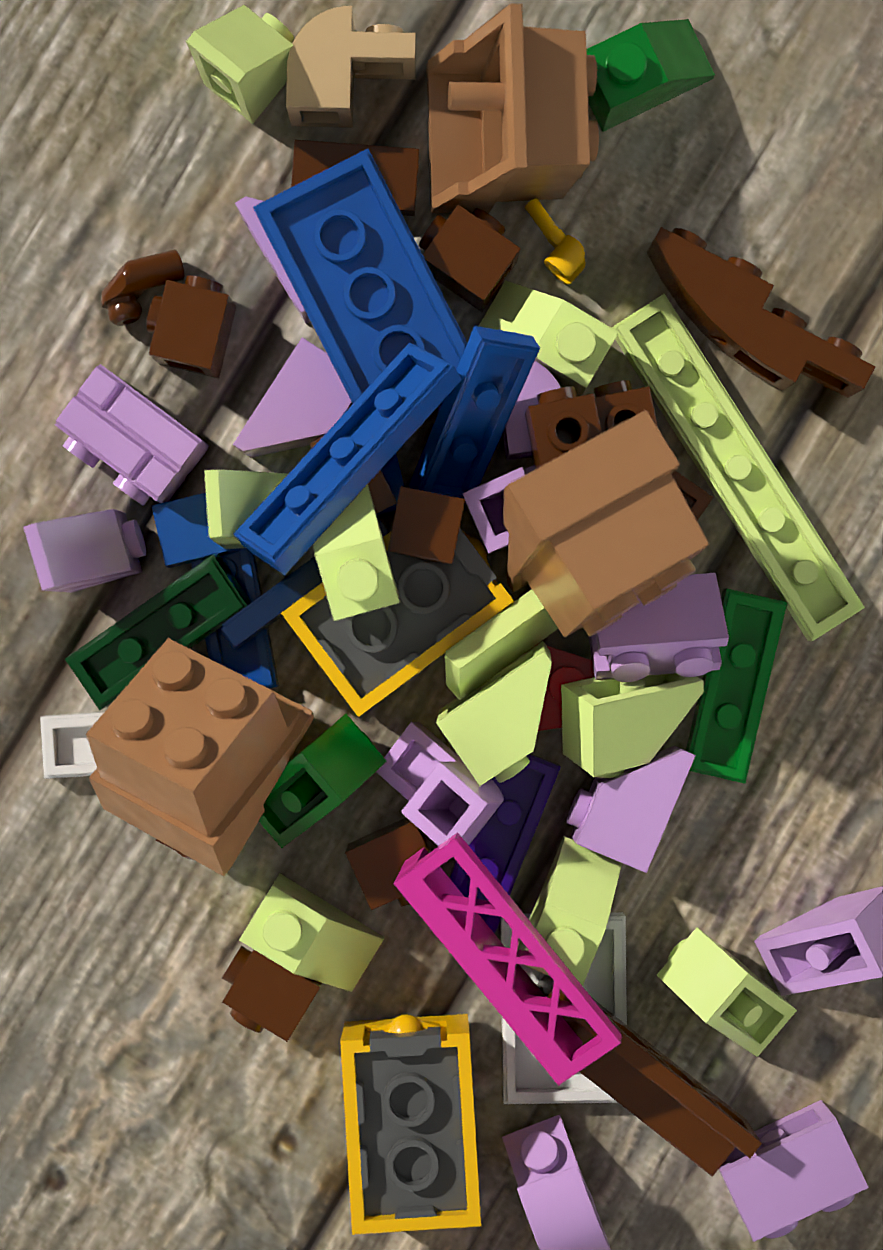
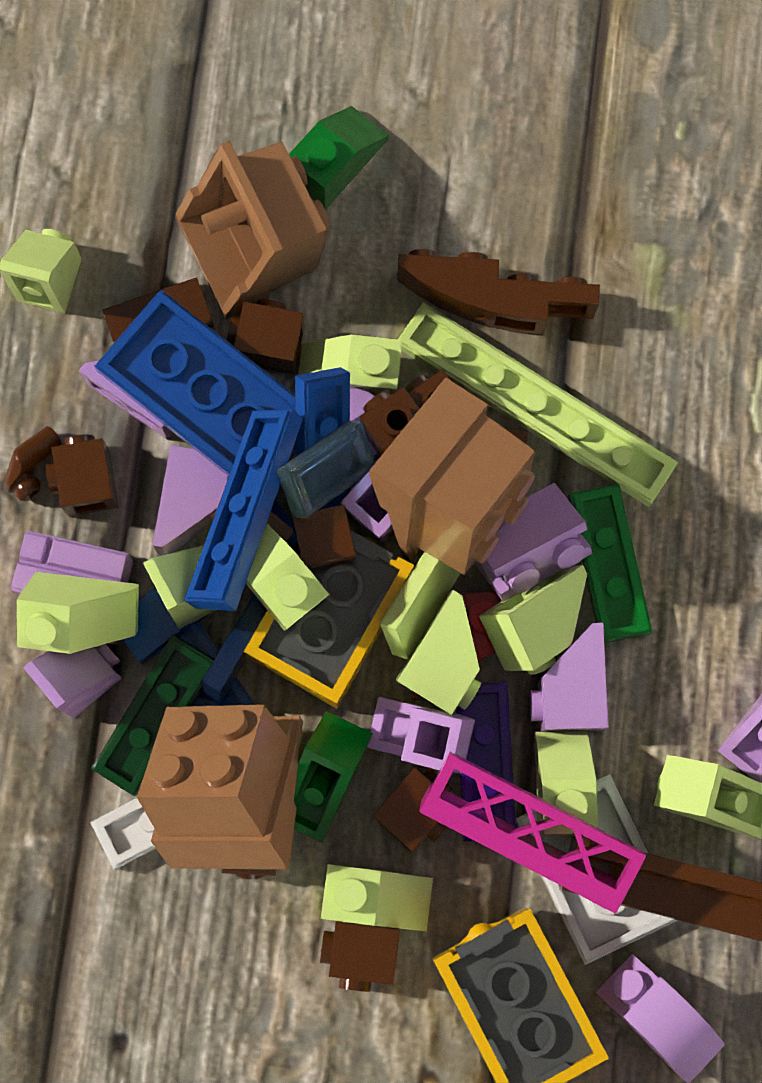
camera: 30 degrees left, 10 degrees down
(110, 485) = (75, 612): none -> yellowish green slope
(330, 56) = (103, 243): tan brick -> none
(463, 449) = (326, 469): none -> clear light blue tile
(568, 256) = (340, 304): yellow hand -> none

